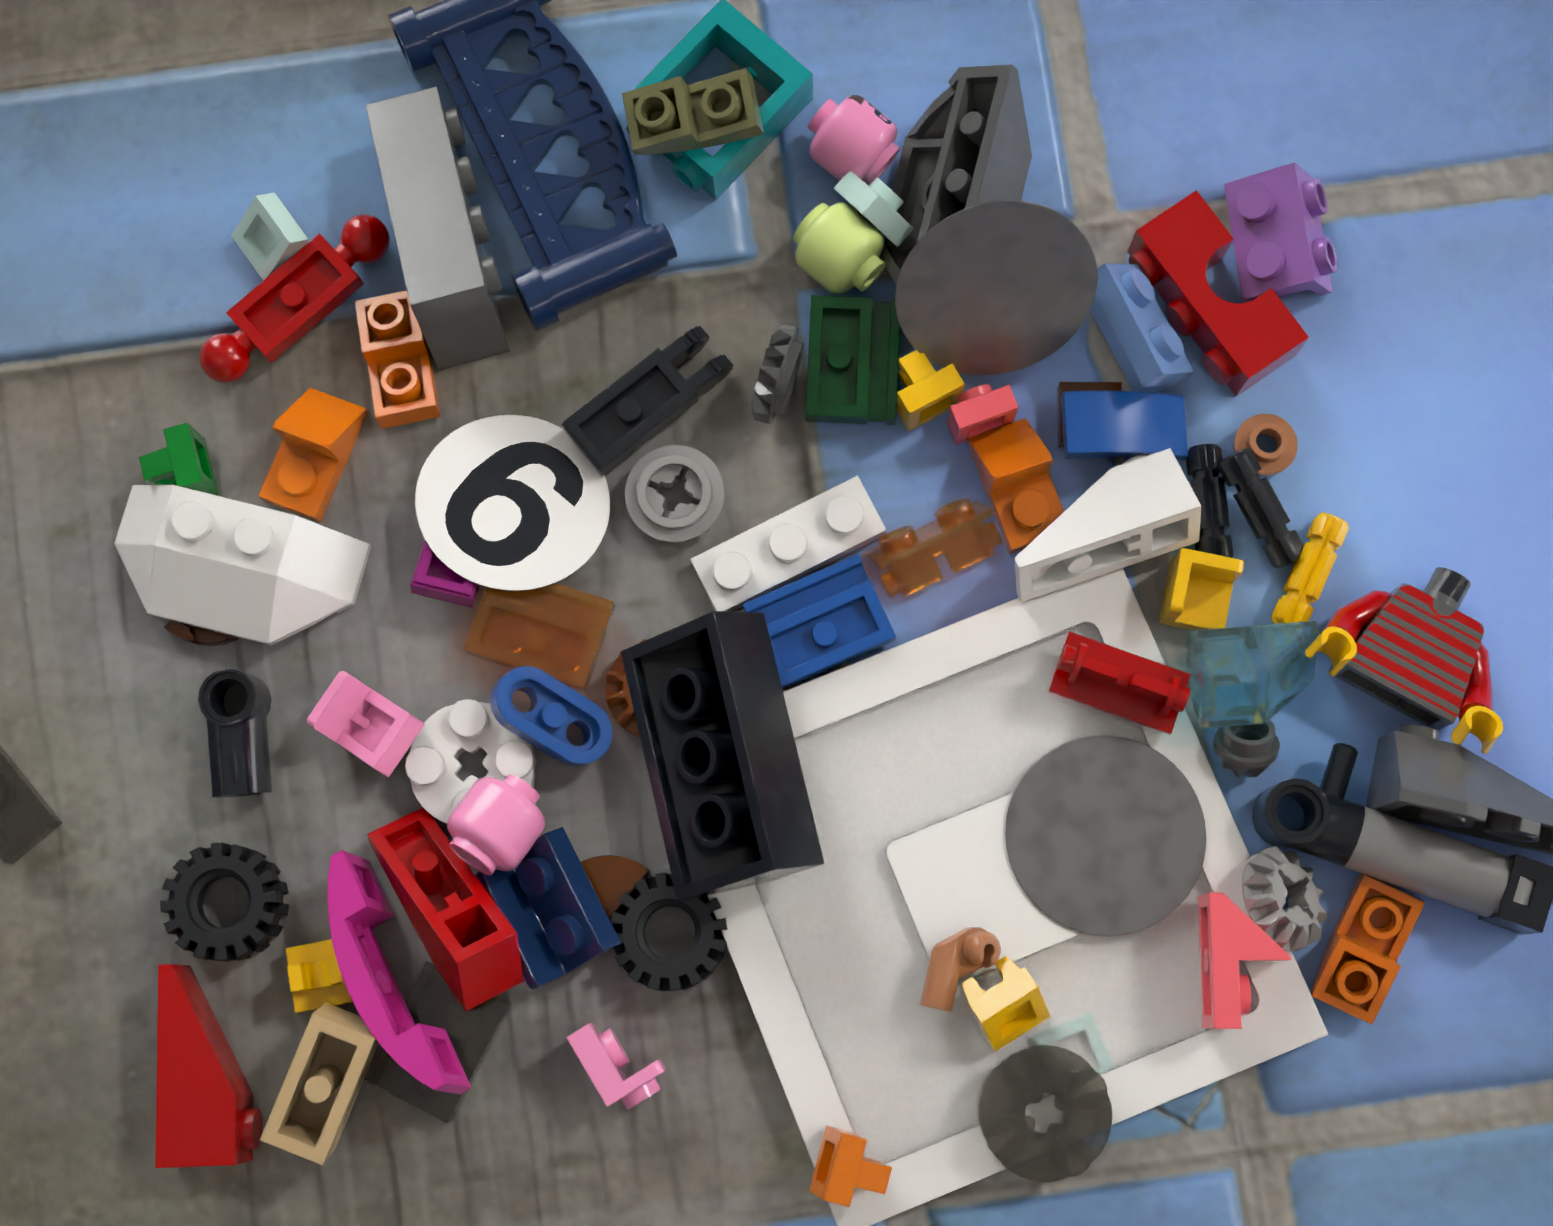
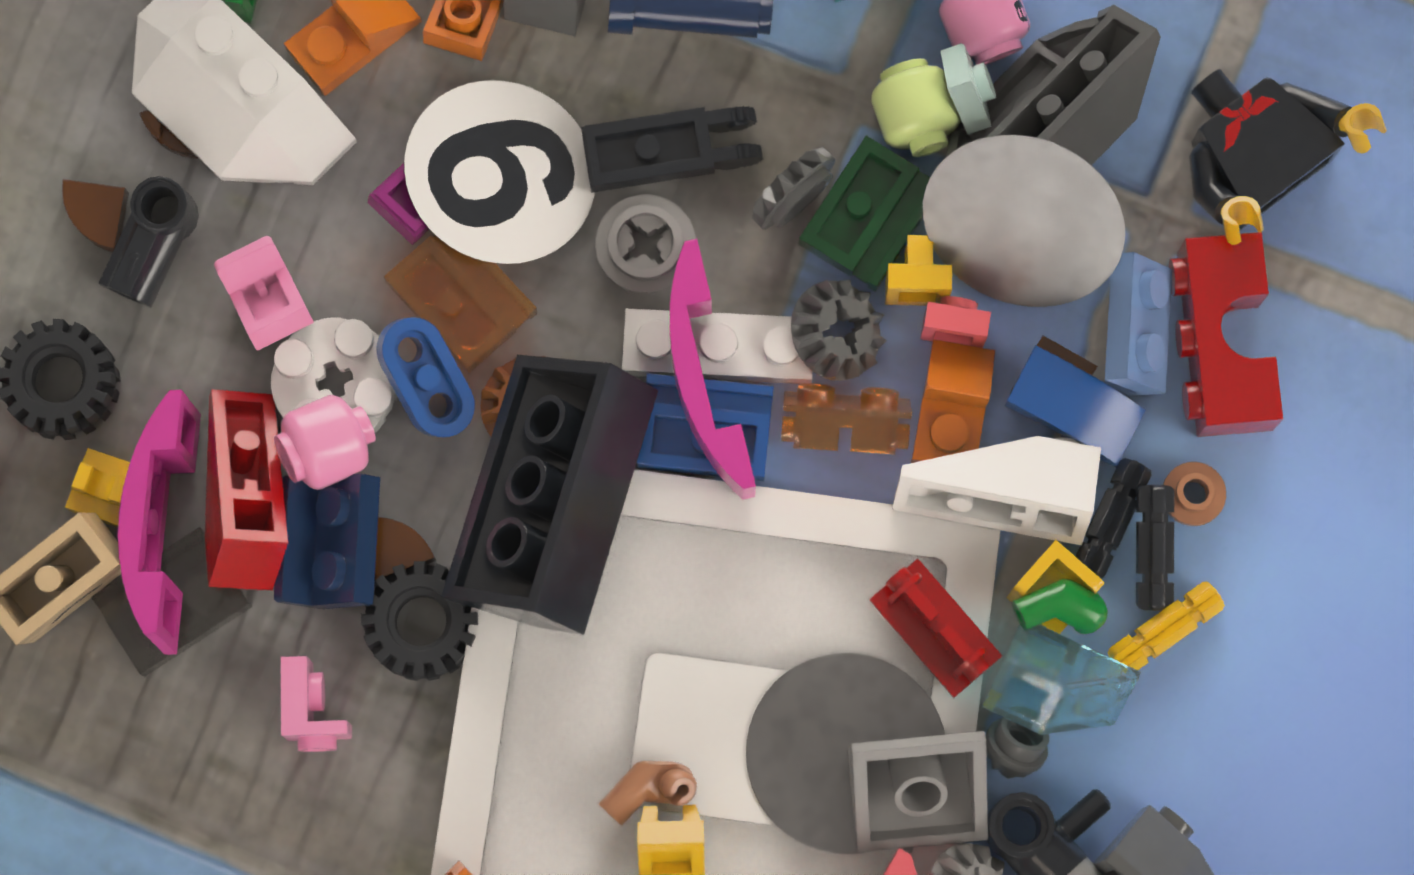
camera: 25 degrees right, 0 degrees up
(174, 734) = (96, 211): none -> reddish brown tile
(851, 631) = (723, 446): none -> dark pink slope
(859, 469) = (830, 356): none -> dark grey gear
(1154, 116) = (1266, 145): none -> black torso
(1192, 832) = (919, 791): none -> light grey slope
(1218, 596) = (1065, 601): none -> green arm
(1280, 233) = (1321, 313): medium lavender bracket -> none
(1417, 655) = (1212, 751): torso -> none

